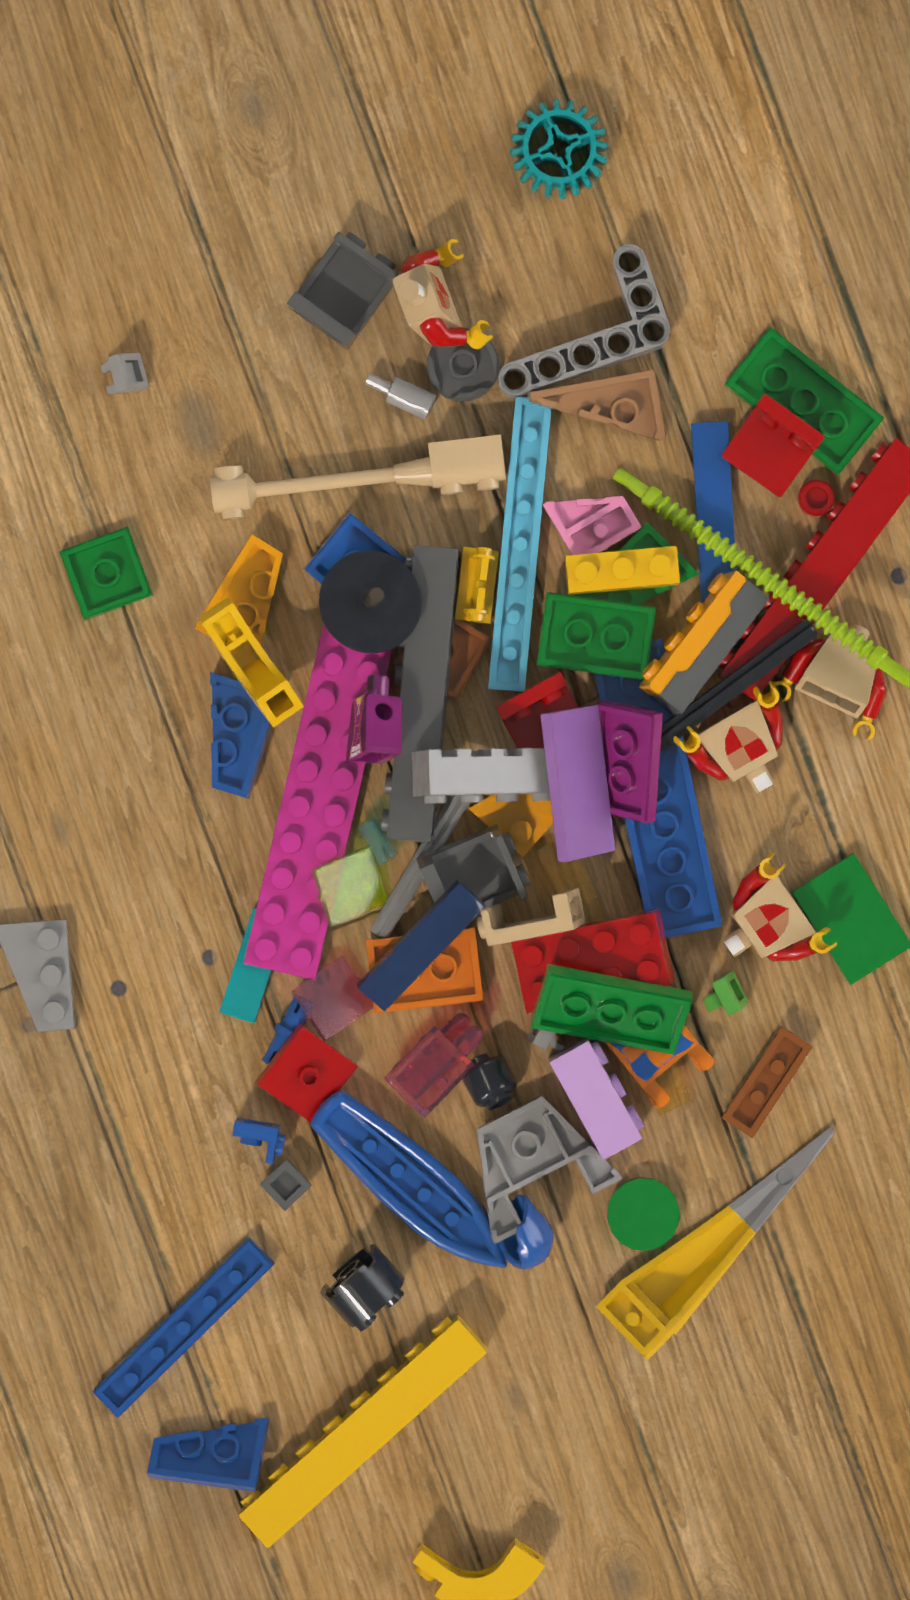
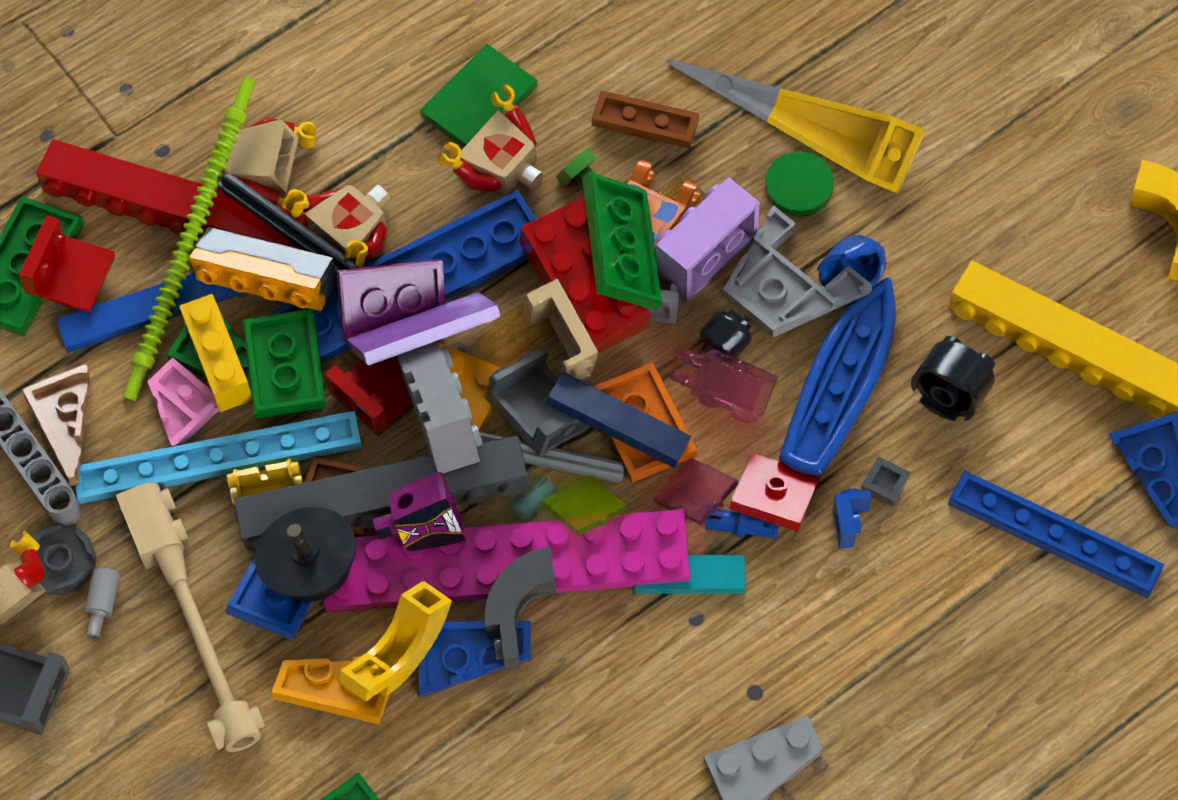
camera: 100 degrees left, 25 degrees down
(277, 797) = (513, 589): none -> dark grey arch
(816, 498) = (109, 231): red tile -> none

